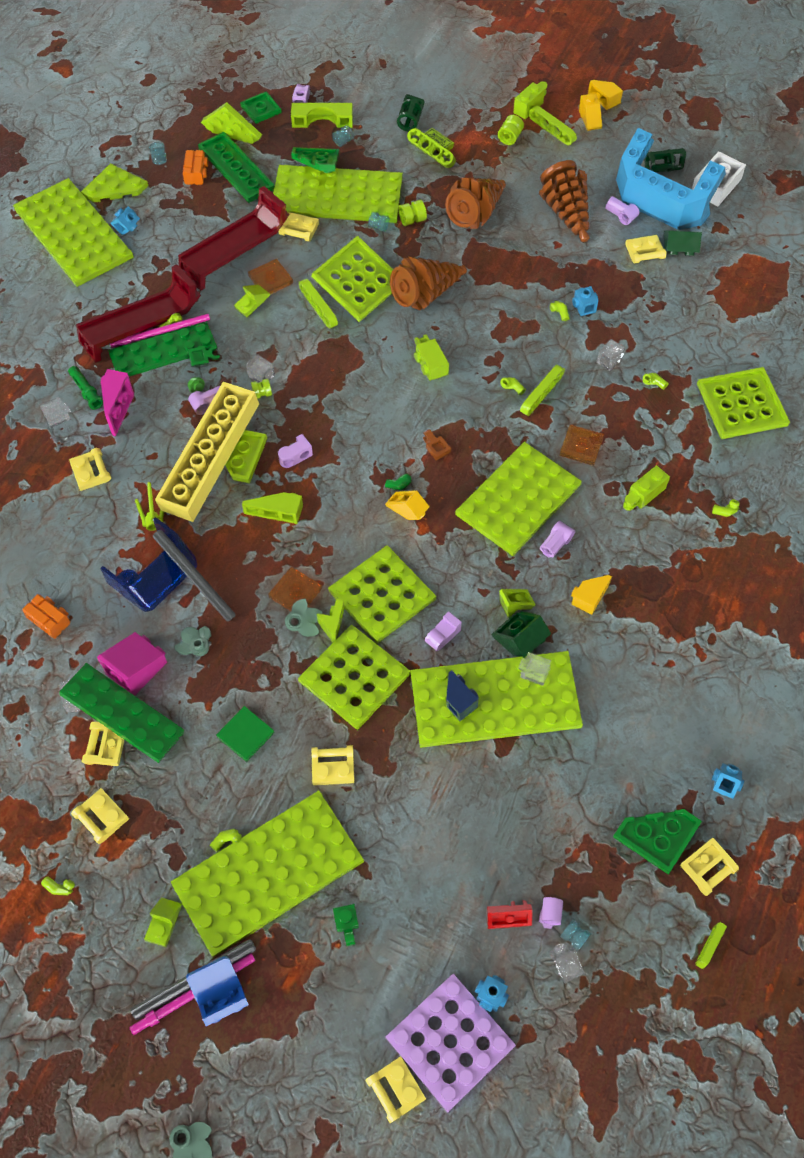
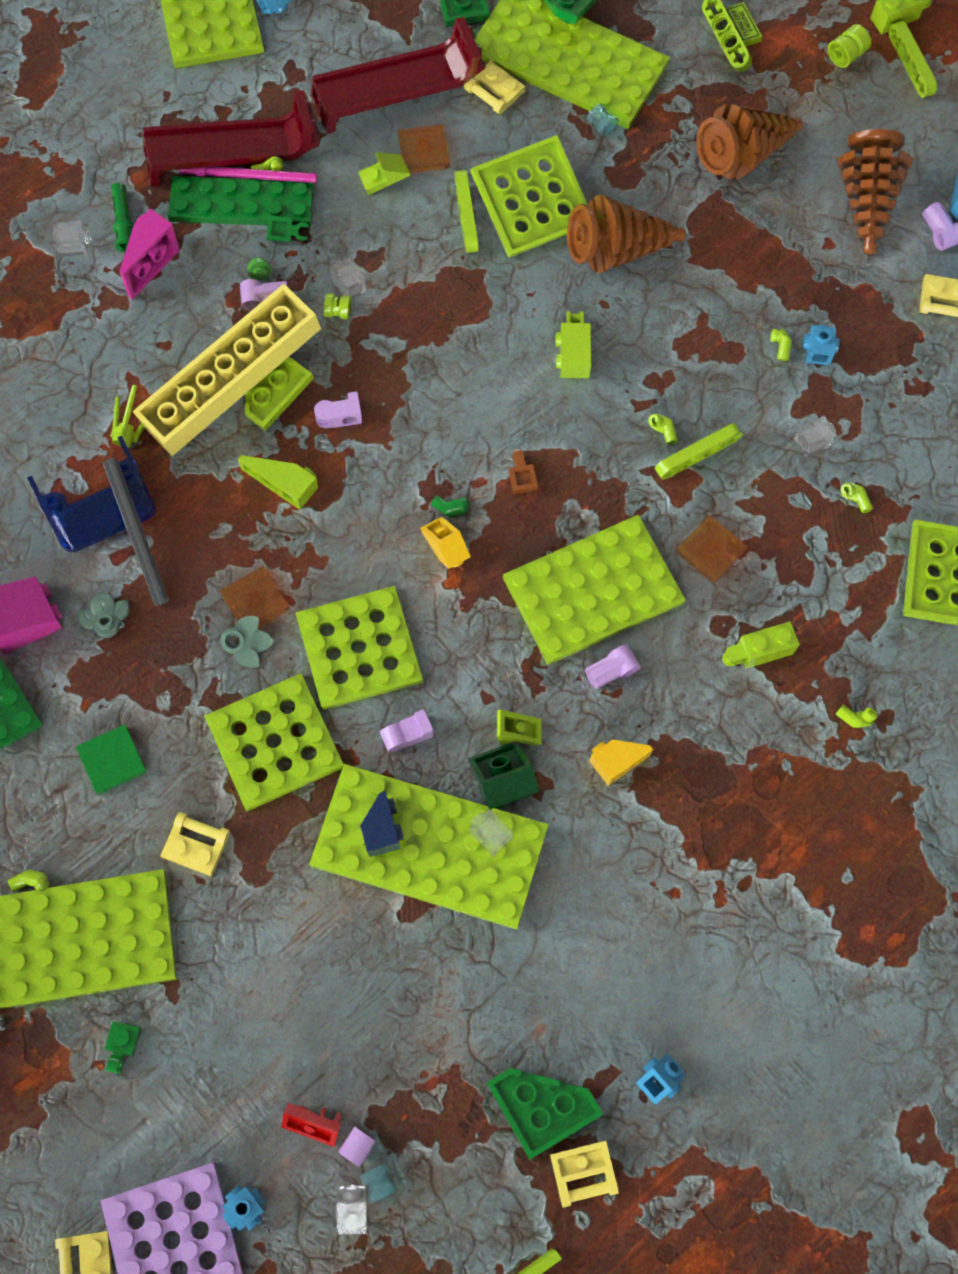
camera: 20 degrees right, 10 degrees up
(83, 470) = (72, 333): light yellow plate -> none
(332, 623) = (278, 665): lime slope -> none
(413, 212) = (652, 124): lime wheel -> none

